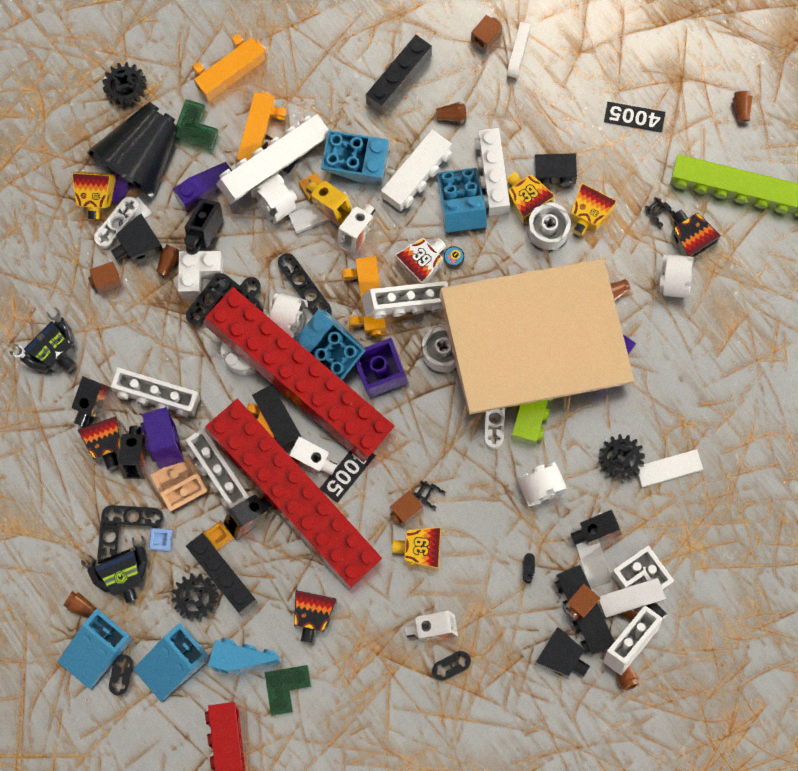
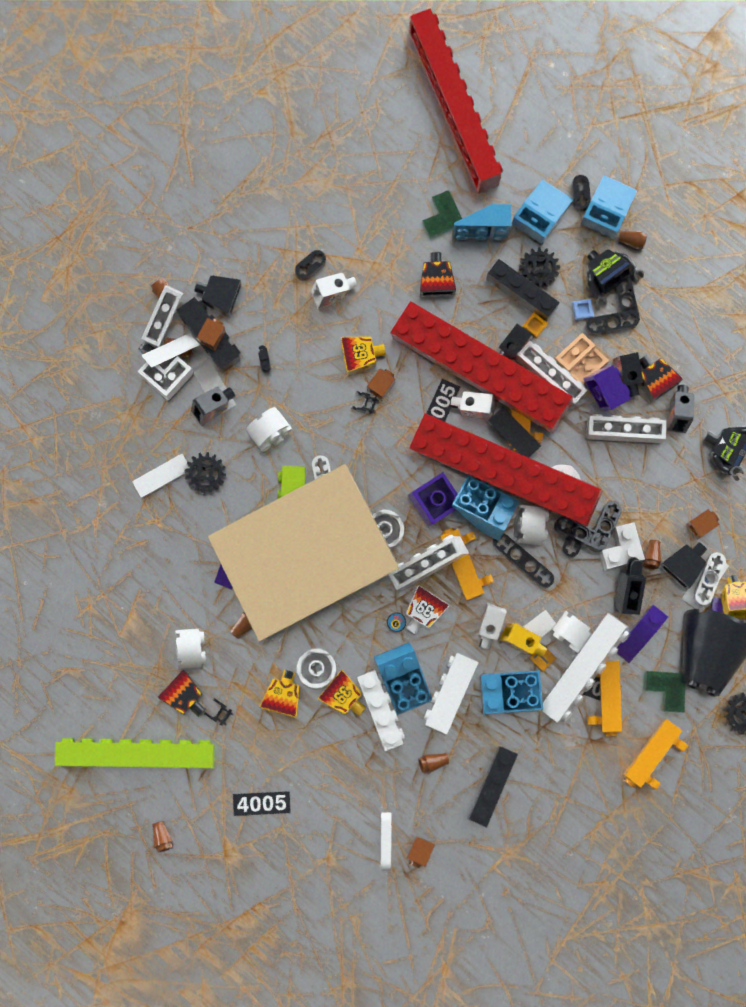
camera: 160 degrees right, 5 degrees up
(555, 169) = (323, 728): black brick -> none

